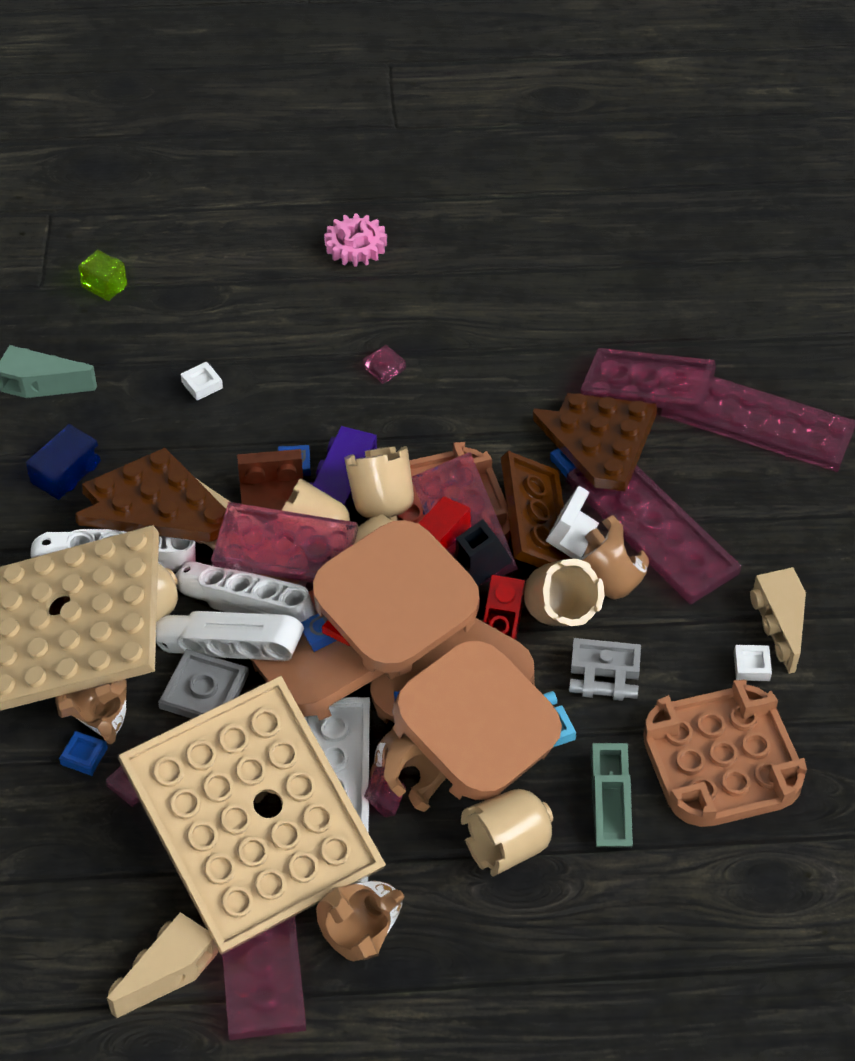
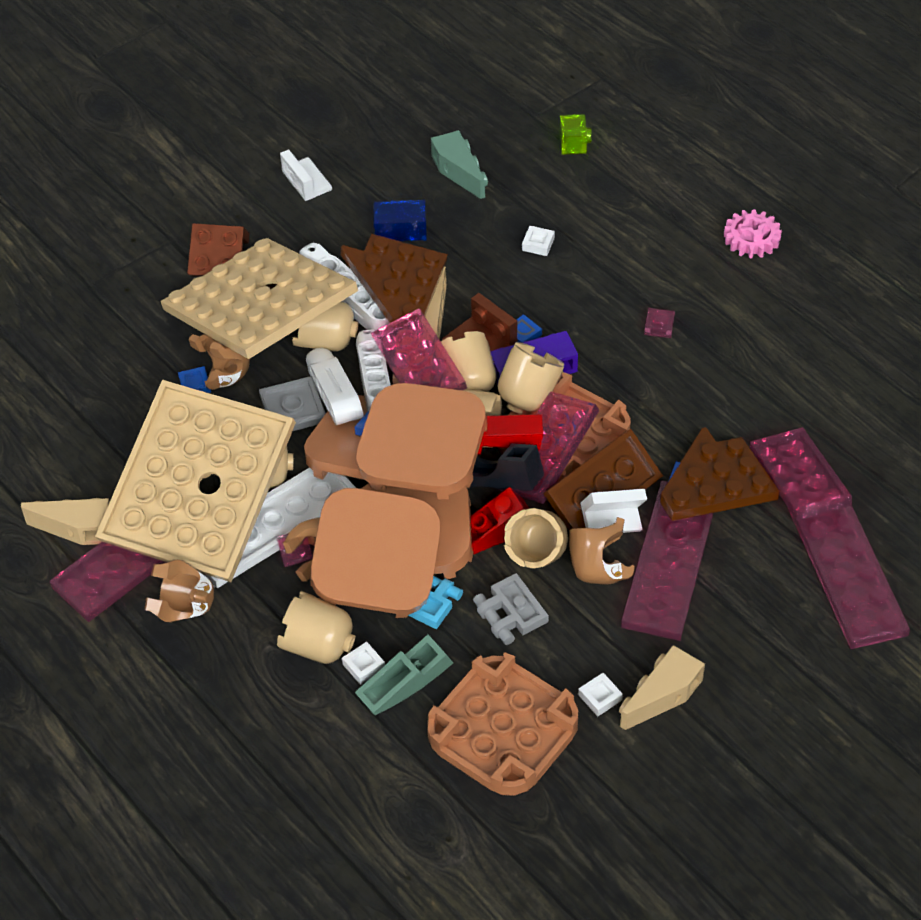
camera: 55 degrees right, 0 degrees up
(569, 818) = (363, 663): none -> white plate

